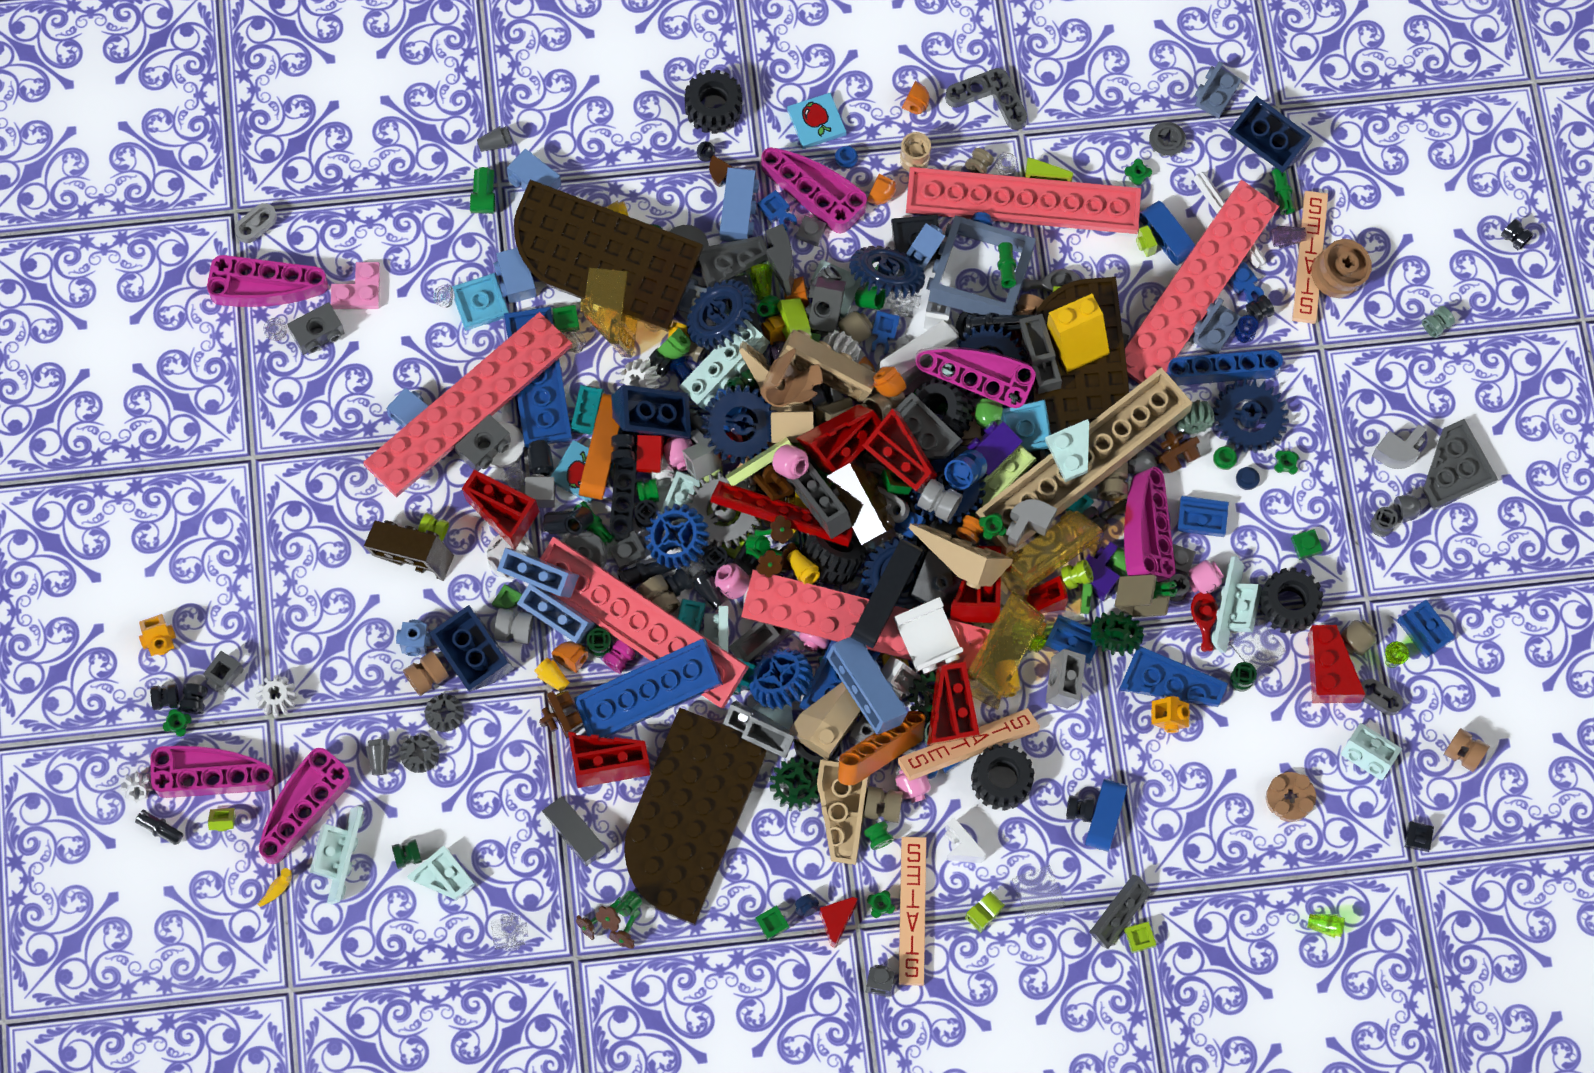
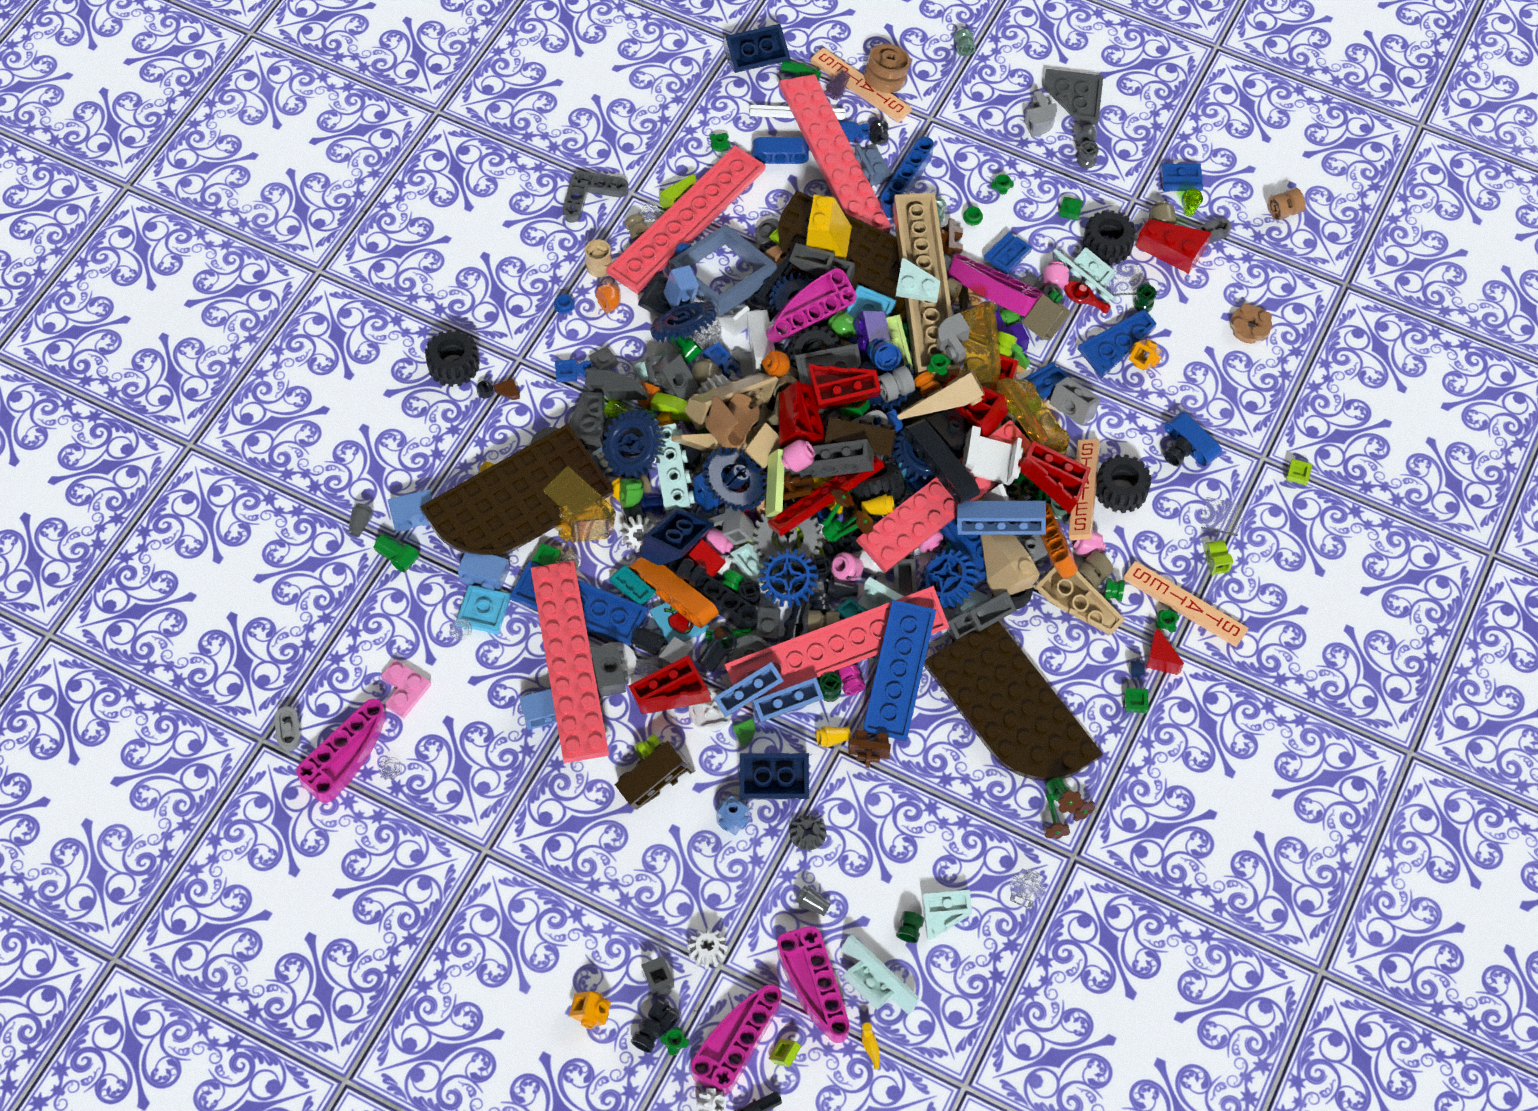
camera: 55 degrees left, 10 degrees down
(321, 317) = (411, 724): dark grey brick -> none
(416, 764) = (837, 877): dark grey gear -> none
(424, 674) = (768, 824): medium nougat wheel -> none
(513, 626) = (778, 734): light grey wheel -> none
(570, 655) = (825, 713): orange piece -> none
(574, 831) = (972, 793): dark grey slope -> none
(607, 760) = (930, 736): red wedge -> none
(738, 204) = (547, 391): medium blue brick -> none
(744, 379) = (696, 461): dark green wheel -> none
(787, 781) = (1041, 626): dark green gear -> none
(816, 120) = (519, 306): medium azure tile -> none
(824, 184) = (573, 336): dark pink beam -> none
(880, 981) = (1229, 654): dark grey brick -> none
(917, 99) = (554, 235): orange piece -> none
(967, 848) = (1161, 538): white slope -> none
(1007, 265) = (736, 247): green pin -> none
(1117, 633) = (1061, 351): dark green gear -> none
(1120, 911) = (1272, 472): dark grey plate -> none
(1146, 241) = (777, 165): lime plate -> none
(1177, 137) = (708, 105): dark grey gear -> none
(1217, 91) = (696, 63): sand blue bracket -> none
(1242, 323) = (888, 144): clear blue bush -> none
(1247, 478) = (998, 212): dark blue plate -> none
(1256, 400) = (954, 175): dark blue gear -> none
(1327, 924) = (1362, 354): clear neon green cone -> none
(1371, 751) = (1250, 258): light aqua bracket -> none
(1419, 836) = (1328, 269): black tile -> none

